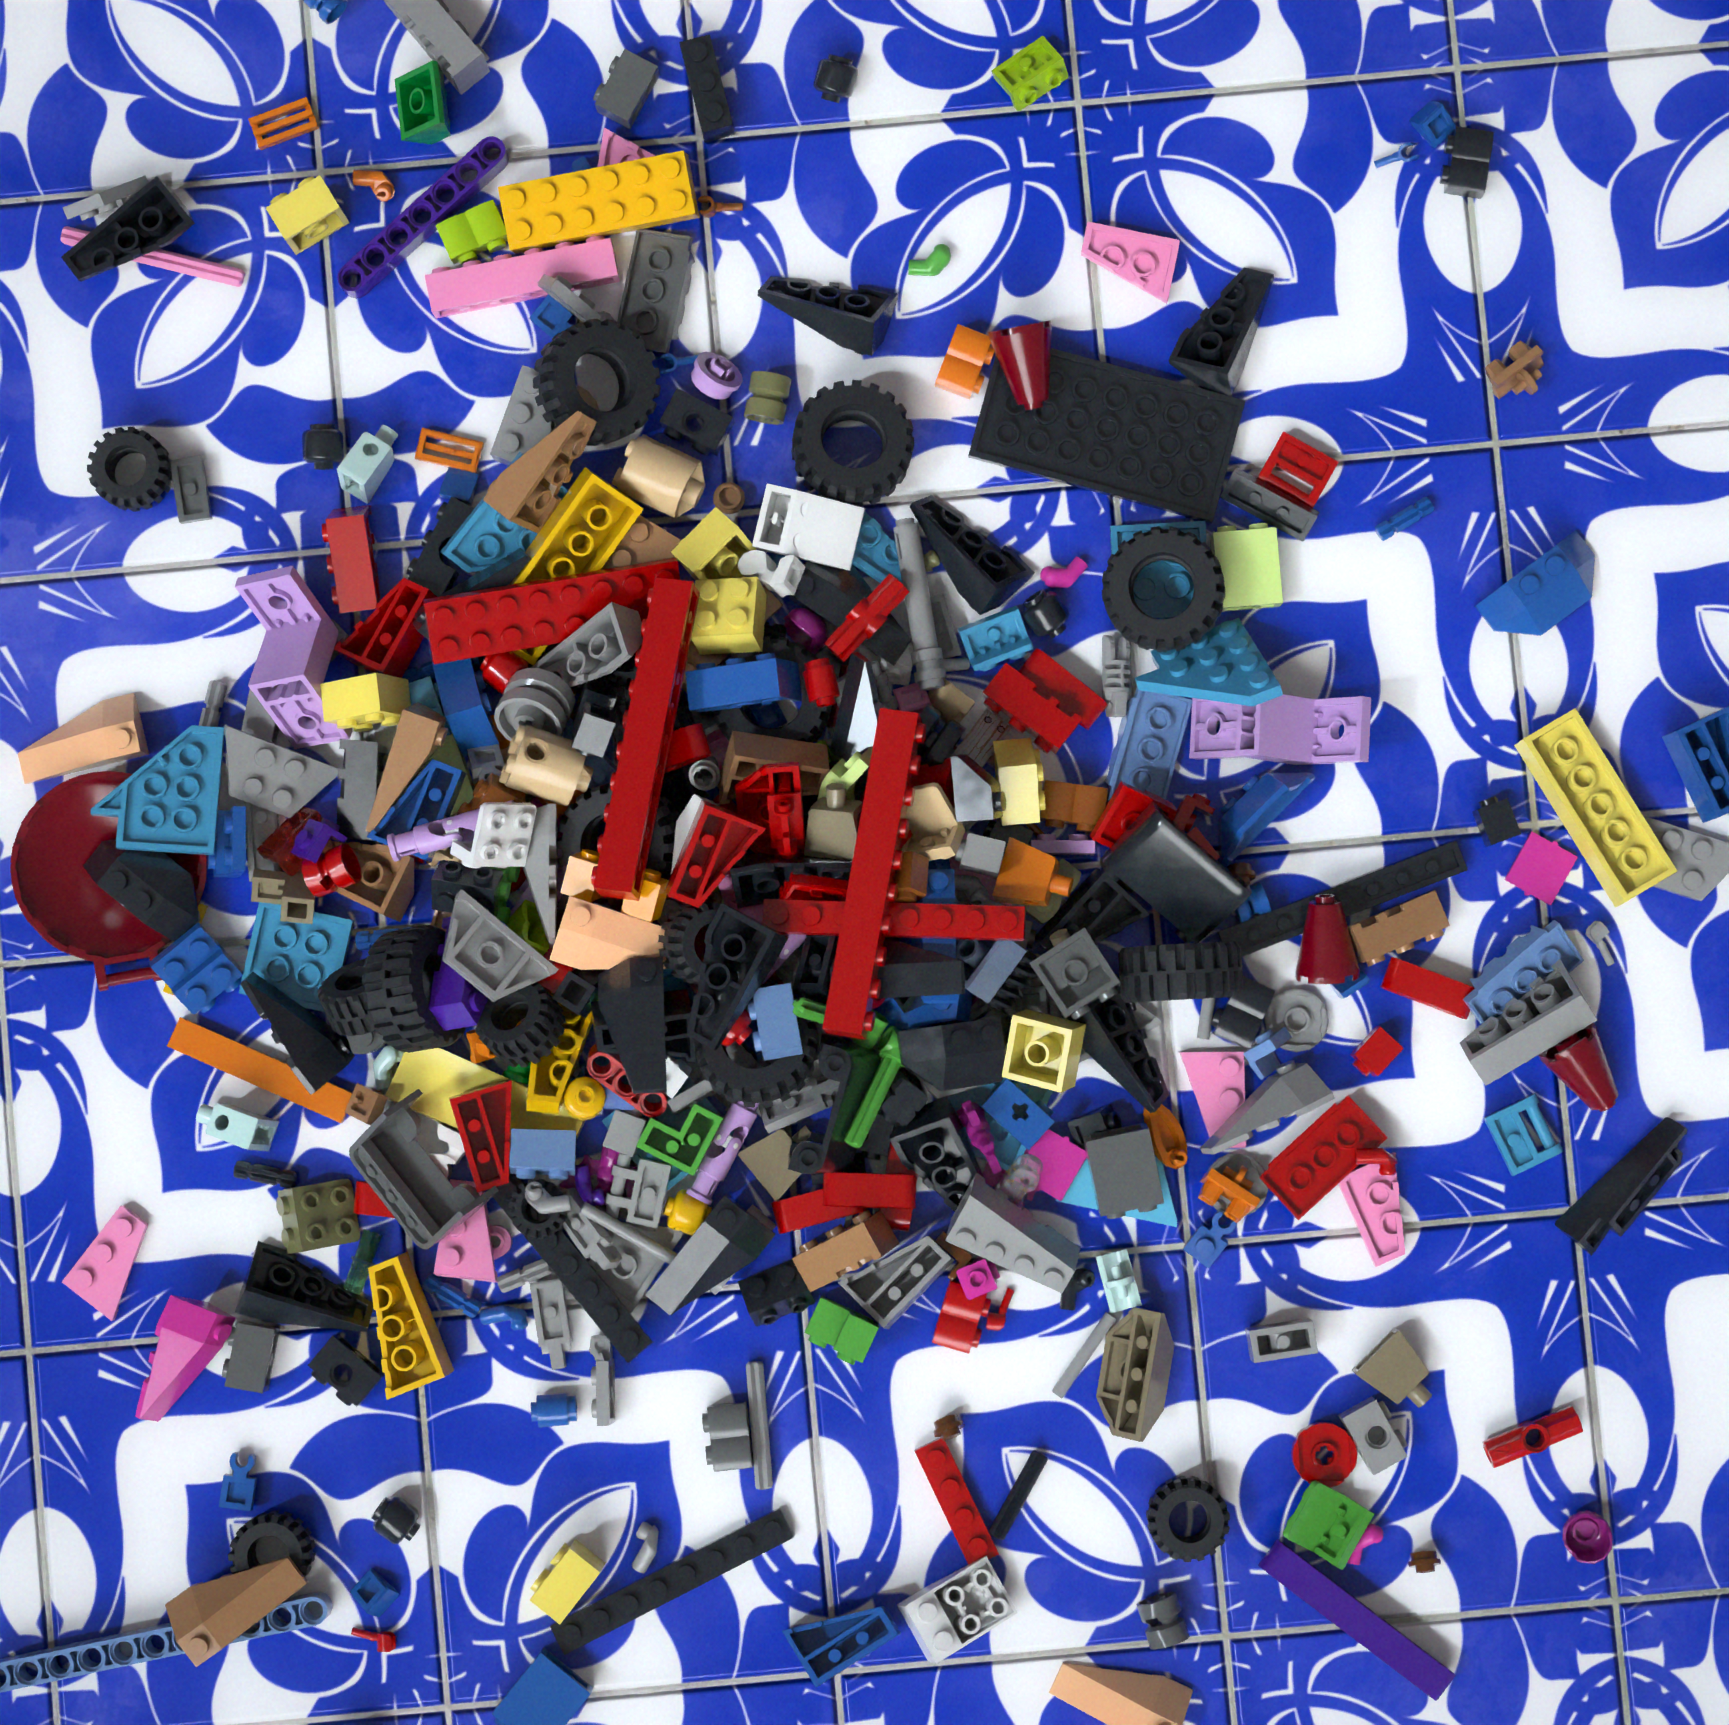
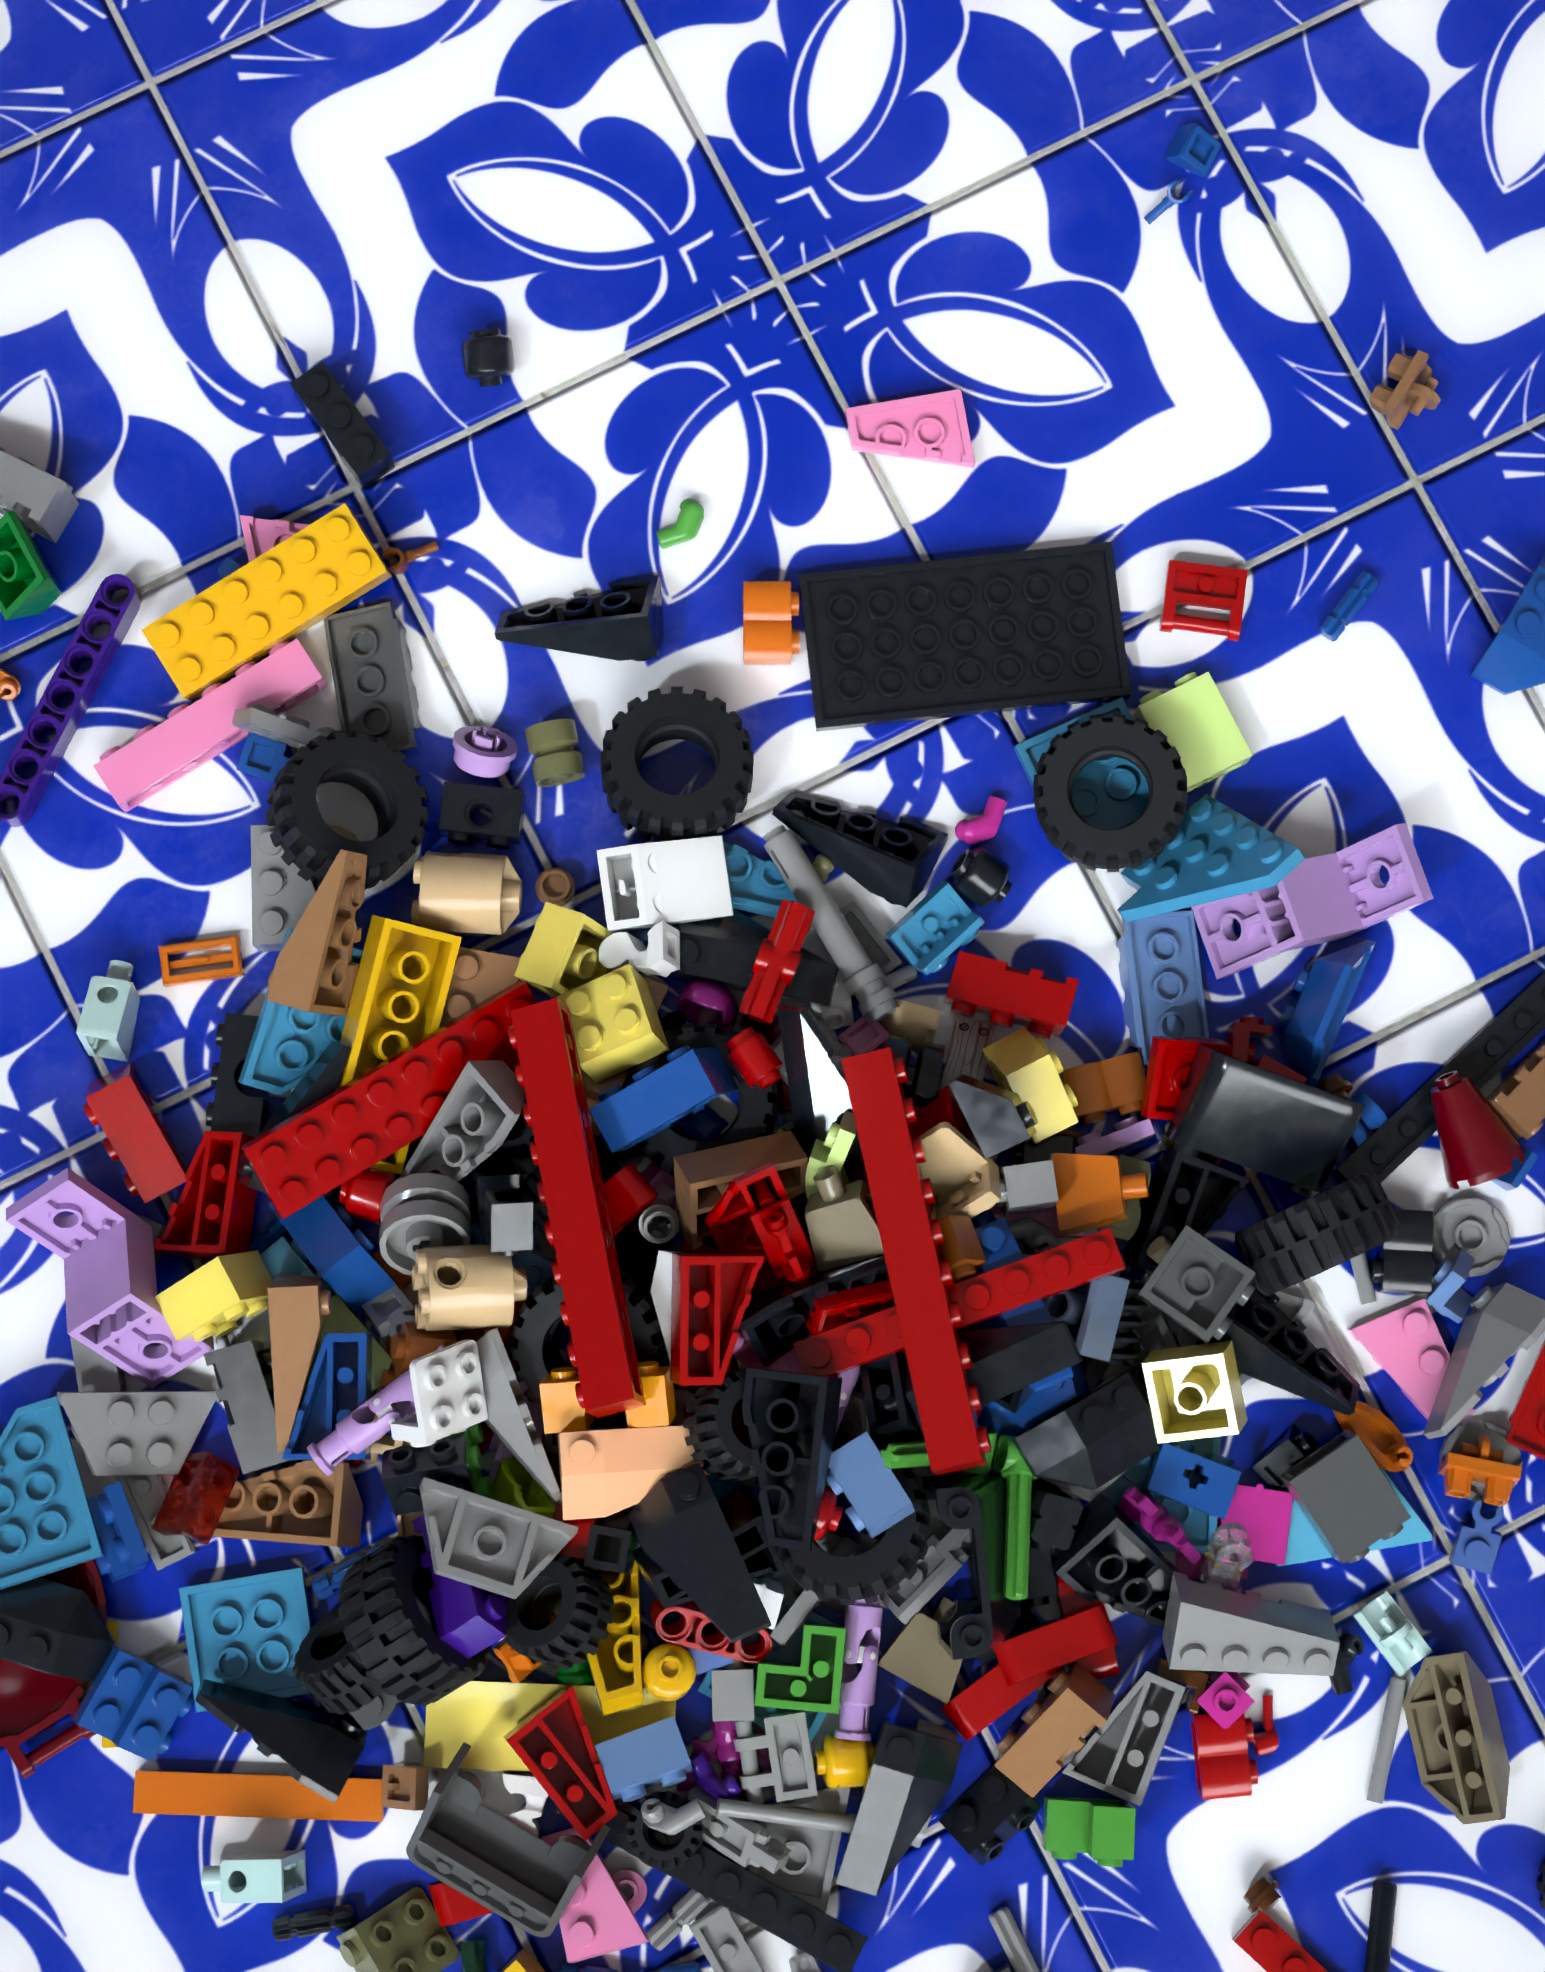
camera: 30 degrees left, 5 degrees down
(213, 700) = (31, 1368): light grey piece -> none
(288, 891) = (218, 1563): dark tan brick -> none
(313, 838) = (218, 1485): dark purple bracket -> none
(323, 446) = (48, 1013): black head -> none
(332, 870) = (249, 1521): red wheel -> none
(383, 1064) = (406, 1727): light aqua arm -> none
(459, 485) = (229, 996): blue slope -> none
(473, 232) = (132, 695): lime brick -> none
(626, 88) = (248, 461): dark grey brick -> none
(673, 362) = (426, 755): blue hand -> none
(1025, 360) = (841, 592): dark red cone -> none
(1031, 73) = (711, 266): lime bracket -> none
(1063, 686) = (1033, 950): red beam -> none
(1115, 675) = (1092, 916): light grey hinge -> none
(1220, 341) = (1054, 482): black wedge -> none
(1269, 504) = (1188, 649): black plate -> none
(1467, 162) = (1251, 177): black brick -> none

